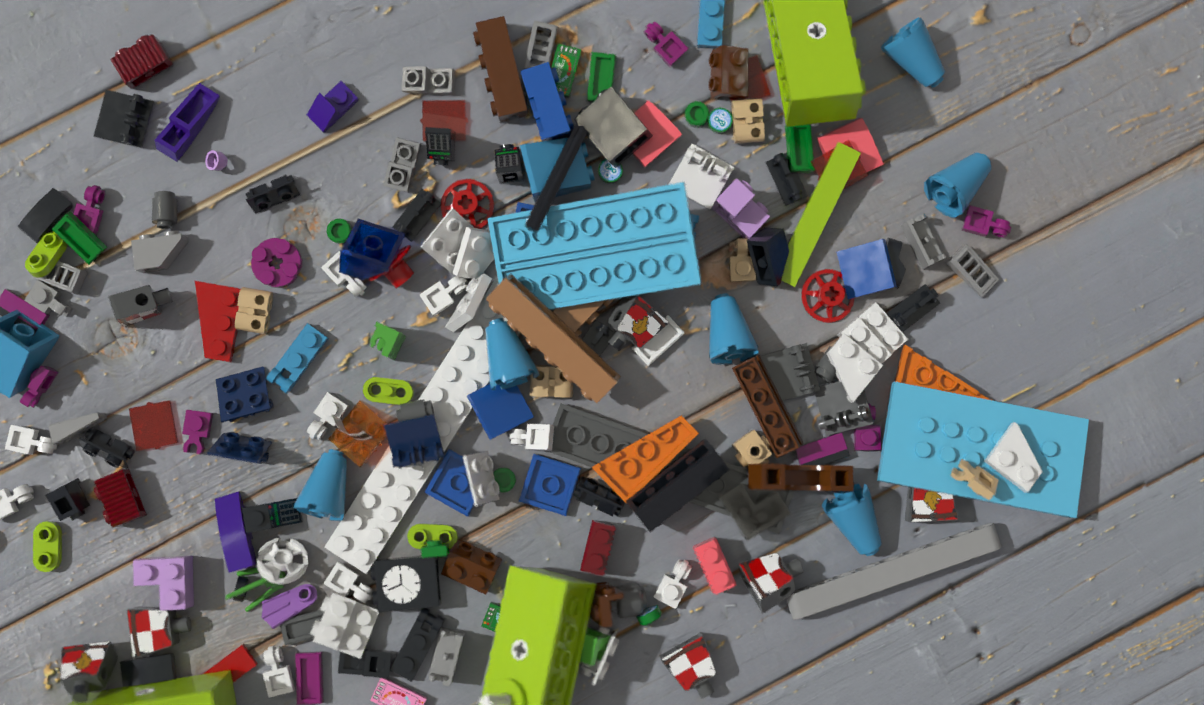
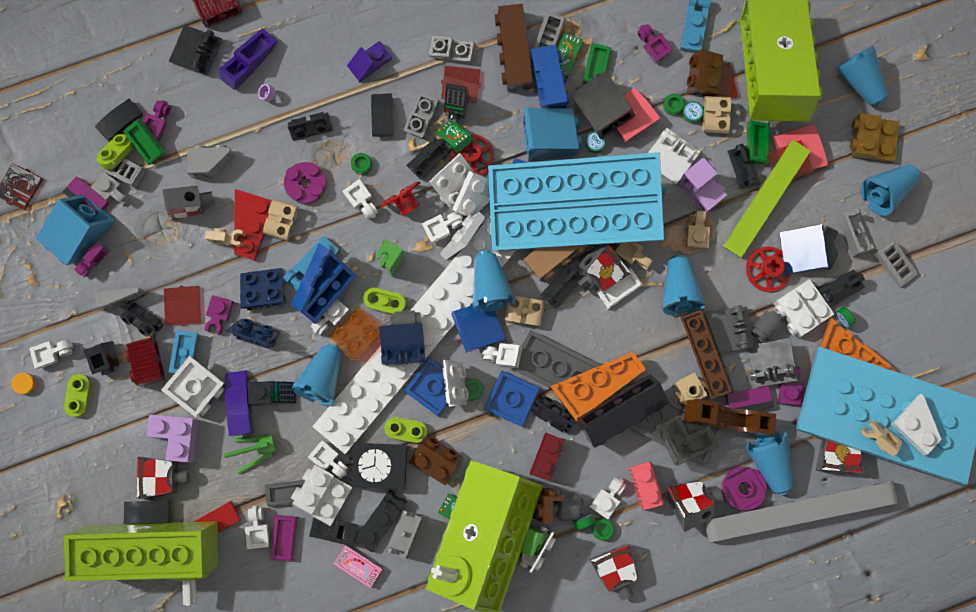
camera: 15 degrees right, 5 degrees down
(25, 439) = (73, 302): white plate -> none
(86, 668) = (96, 502): torso -> none
(163, 481) = (184, 346): none -> dark azure plate
(164, 209) = (218, 127): dark grey brick -> none
(180, 521) = (194, 387): none -> white plate
(187, 341) = (221, 237): none -> tan plate
(241, 582) = (235, 459): black tile -> none
(281, 560) = (274, 432): white piece -> none
(287, 605) = (273, 472): medium lavender piece -> none
(312, 382) = (322, 284): none -> blue wedge
(356, 170) = (382, 115): none -> black slope
(360, 436) = (358, 334): white sticker -> none
(369, 250) = (385, 180): clear blue slope -> none
(434, 549) = (407, 438): green plate -> none
(444, 186) = (454, 136): none -> green tile
(508, 164) = (511, 125): black slope -> none
(552, 338) = (531, 271): medium nougat brick -> none
(556, 178) = (550, 139): black axle -> none
(669, 298) = (632, 253): none -> tan plate
(671, 620) = (603, 529): none -> green tile
(769, 255) = (722, 227): black slope -> none
(840, 553) = (756, 489): none -> magenta plate
(852, 365) = (785, 328): white wing -> none
(921, 341) = (846, 317): none -> green tile
(934, 126) = (874, 138): none -> pearl gold plate
(980, 220) = (906, 221): magenta plate -> none

